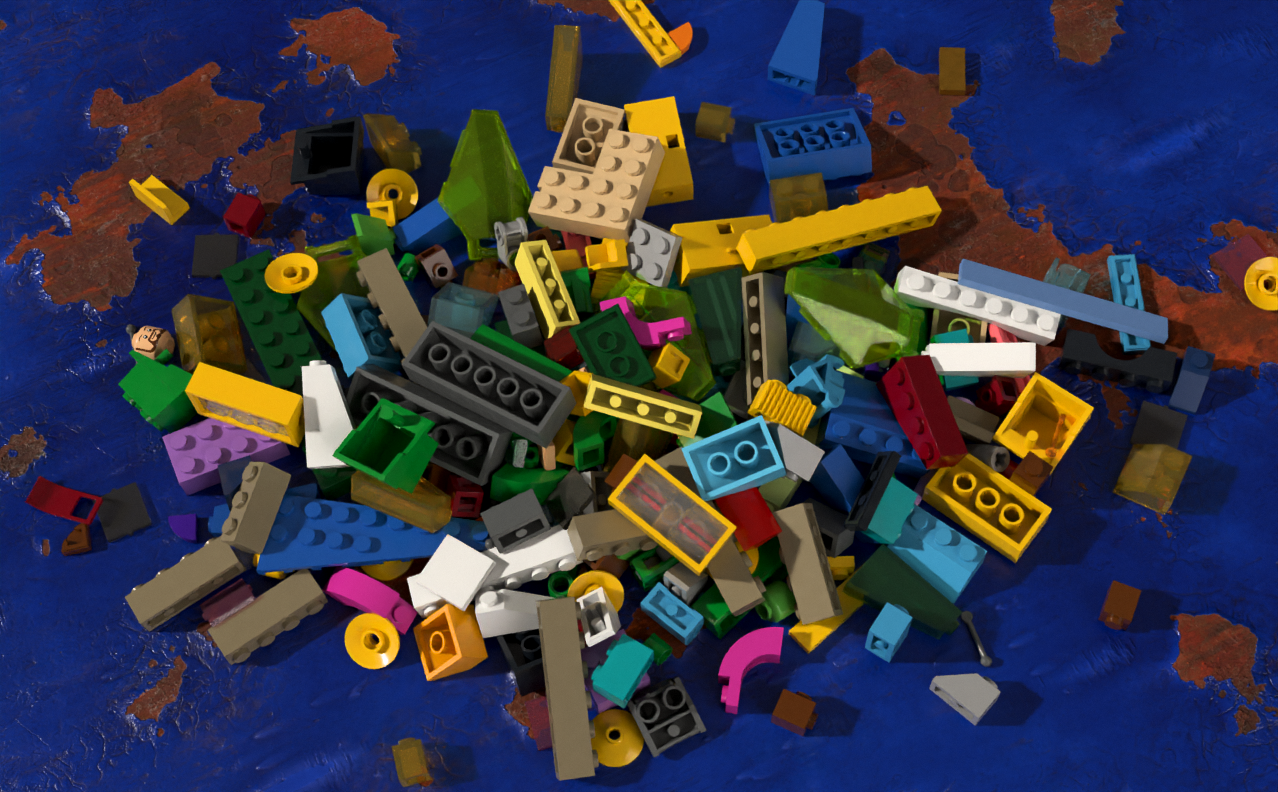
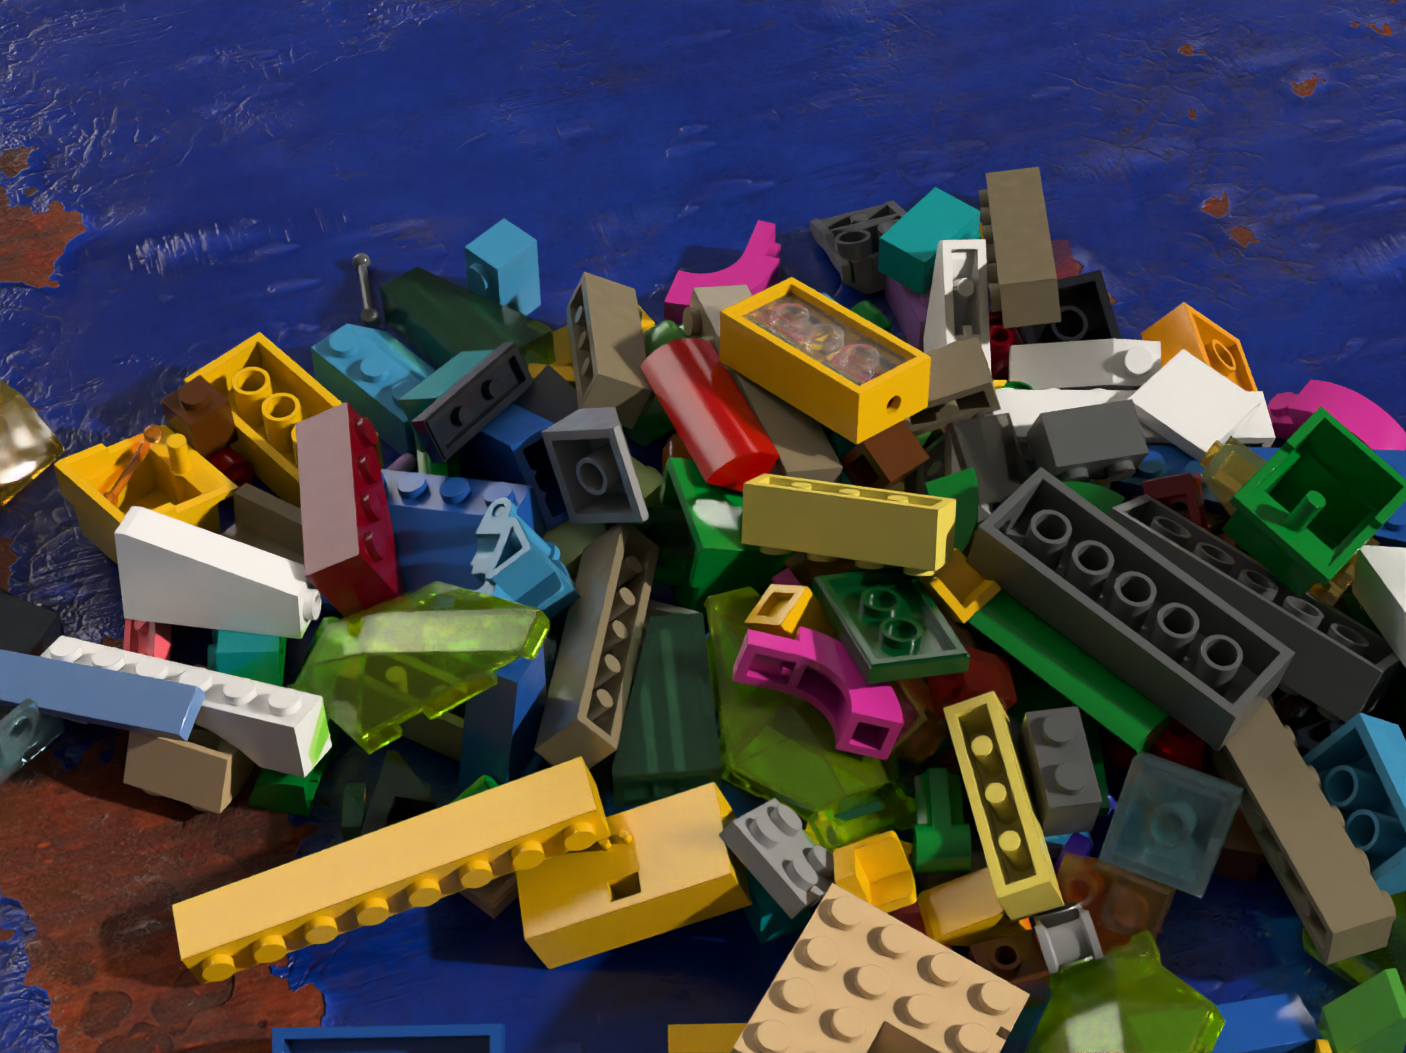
camera: 175 degrees left, 15 degrees down
(362, 645) = (1305, 371): yellow dish -> none
(408, 267) = (1284, 975): green hose -> none
(411, 762) = (1262, 234): clear yellow brick -> none
(436, 266) = (1226, 953): reddish brown brick -> none
(734, 460) = (697, 409): medium azure slope -> none
(782, 406) = (596, 524): yellow brick -> none
(795, 712) = (672, 223): reddish brown brick -> none
(797, 196) = (452, 982): clear yellow slope -> none
(967, 694) = (407, 214): light grey slope -> none
(993, 456) = (253, 468): light grey hinge -> none
(1119, 605) = (130, 287): reddish brown brick -> none

